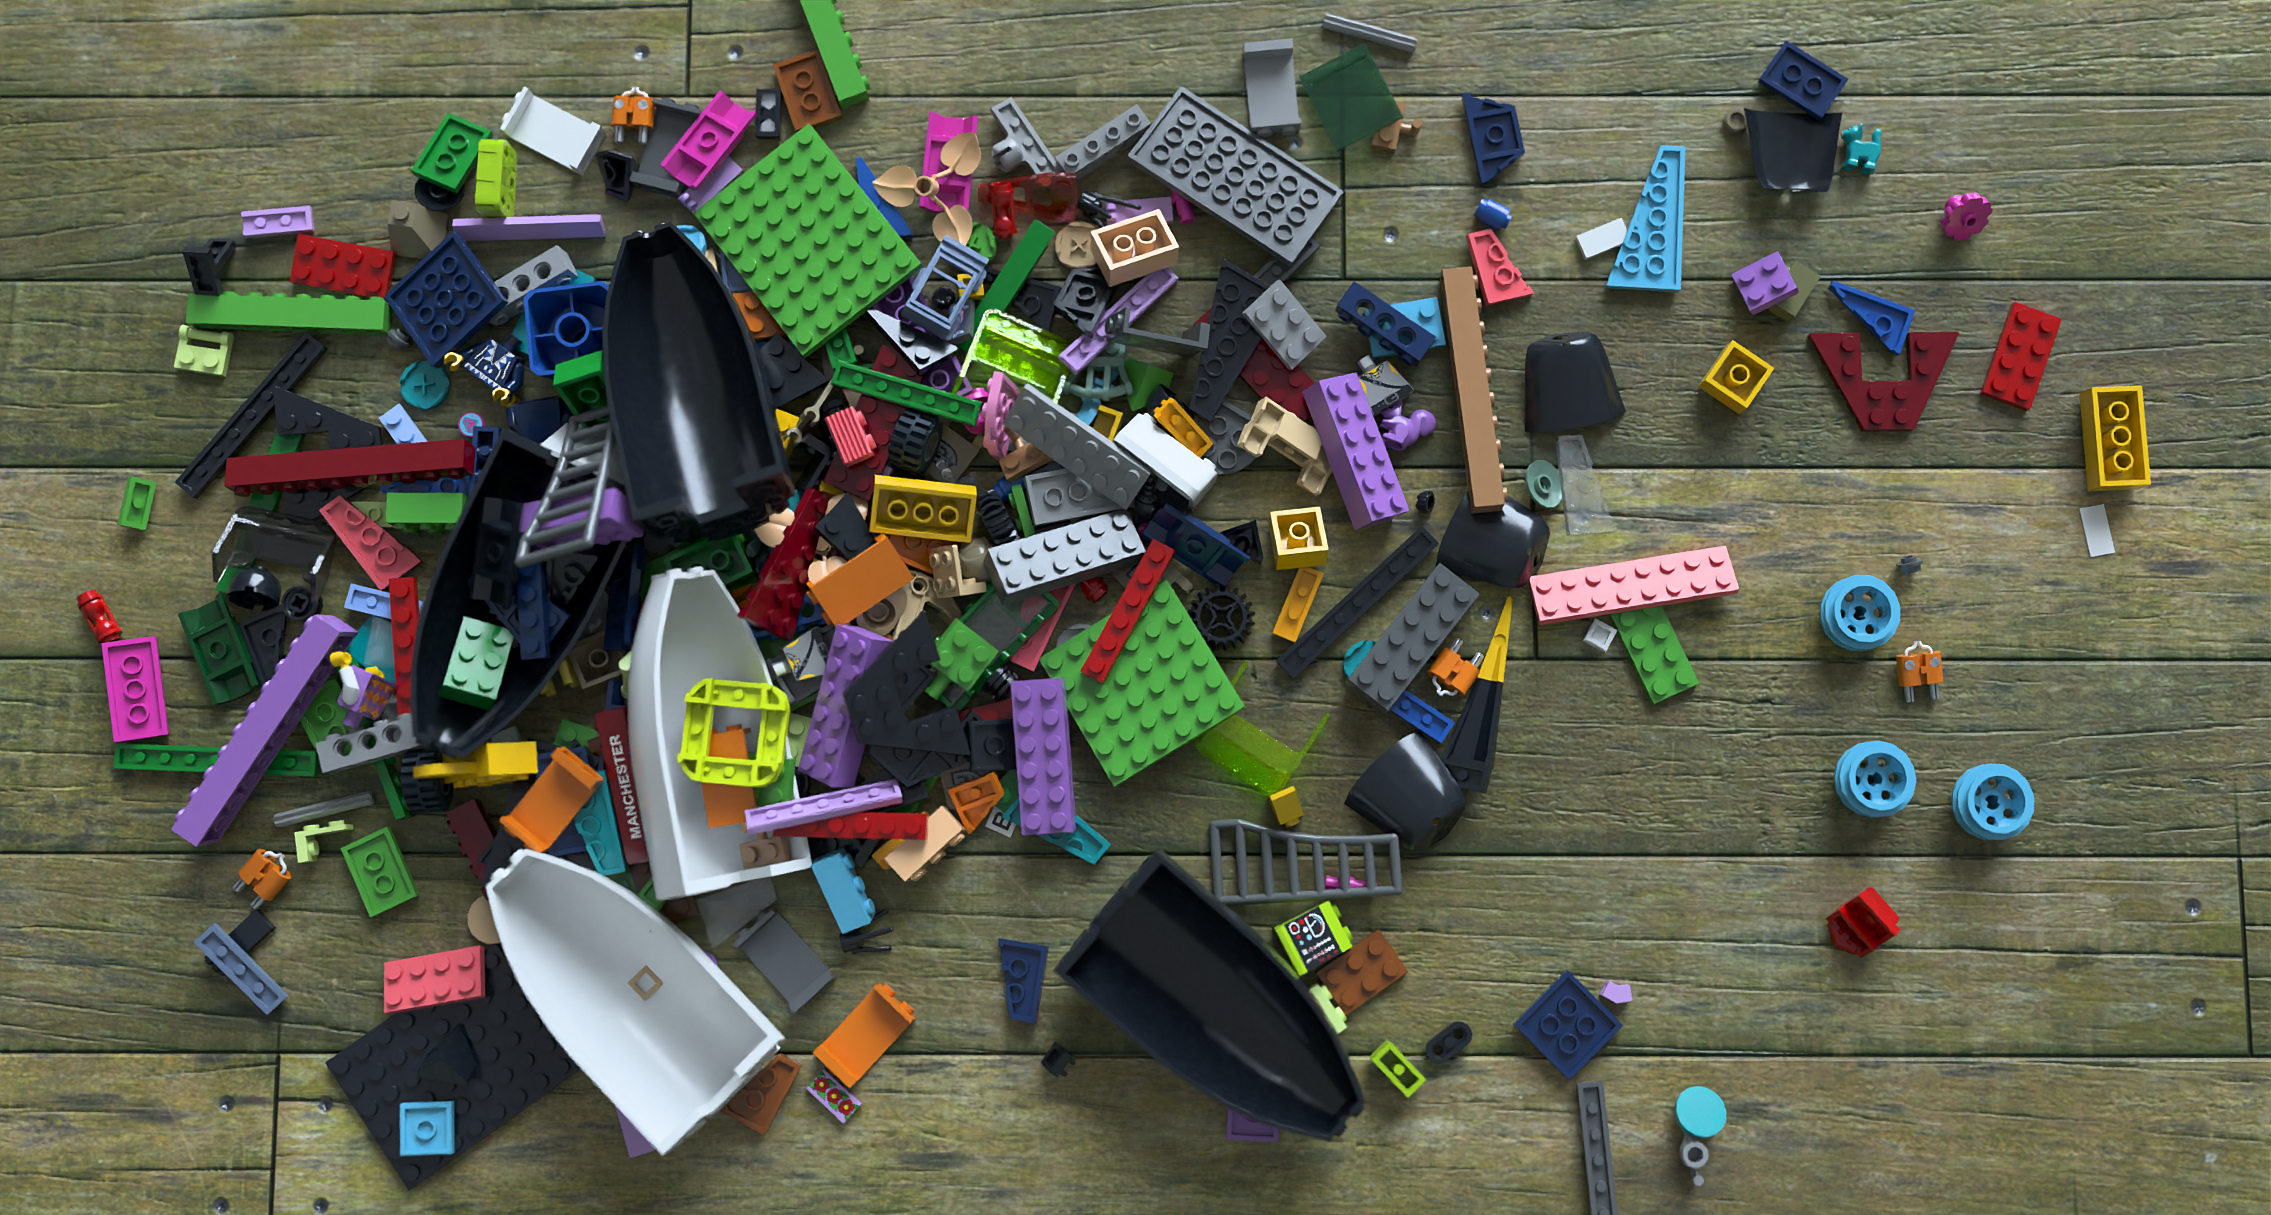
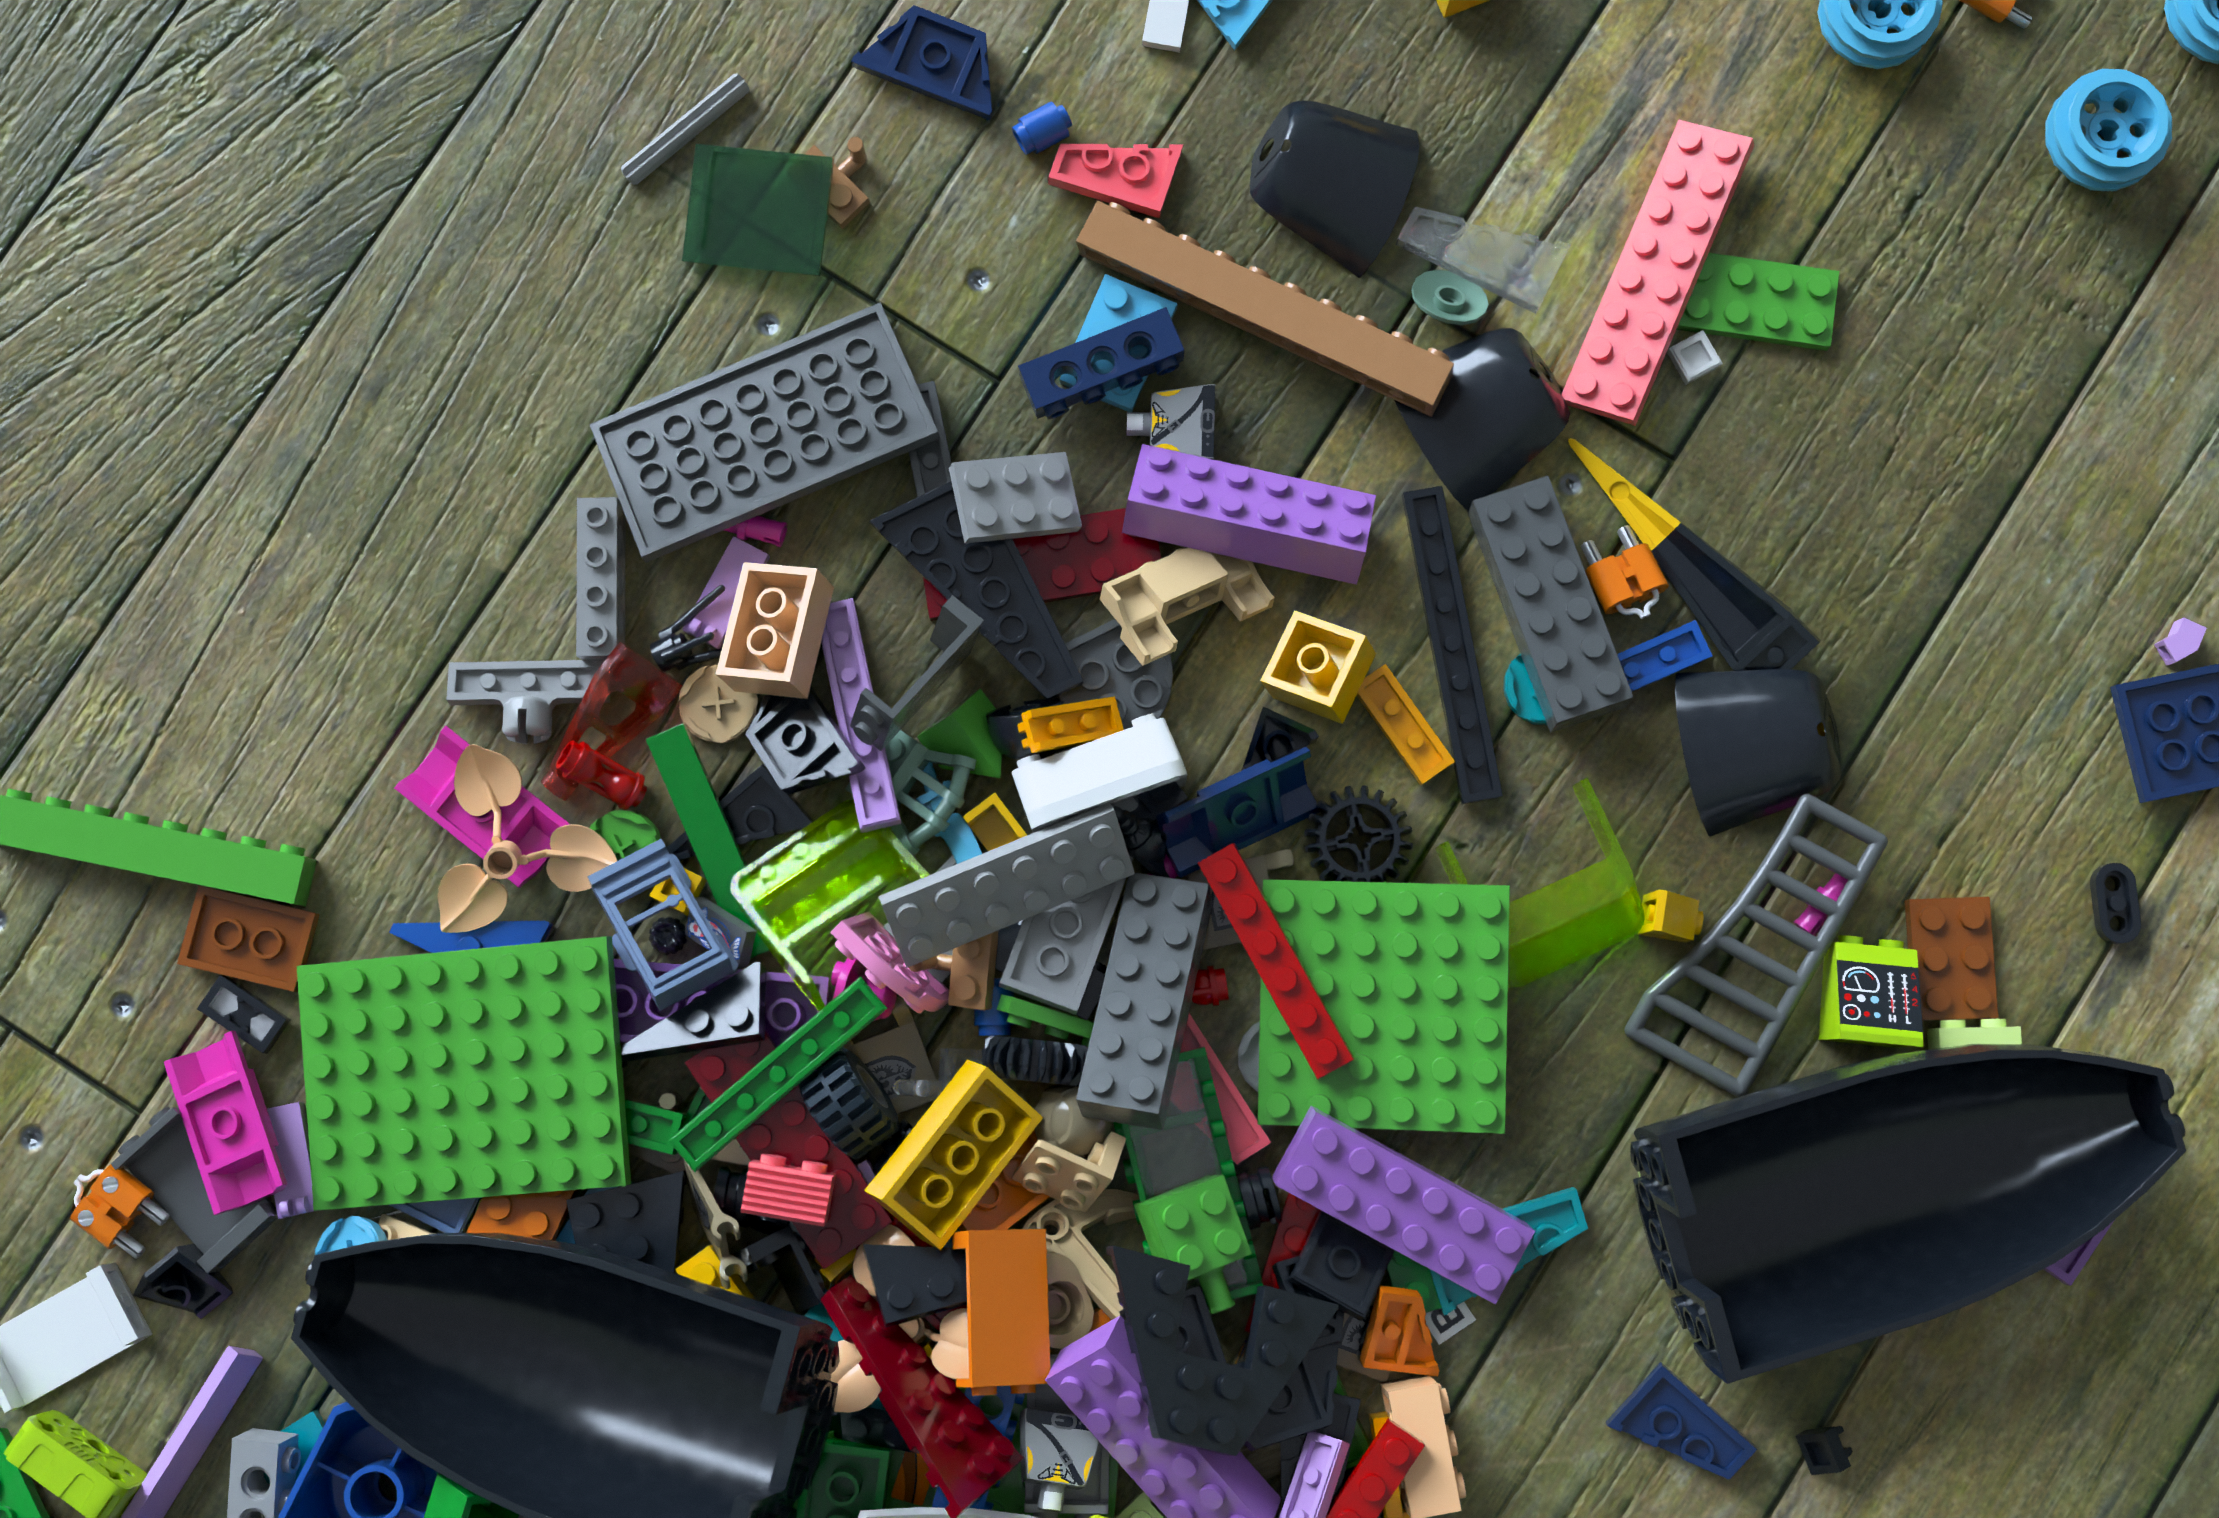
camera: 60 degrees left, 0 degrees up
(1271, 87) = (672, 306): light grey panel -> none
(1397, 1068) = (2114, 994): lime brick -> none
(1405, 431) = (1259, 434): medium lavender animal -> none
(1425, 502) = (1372, 467): black piece -> none

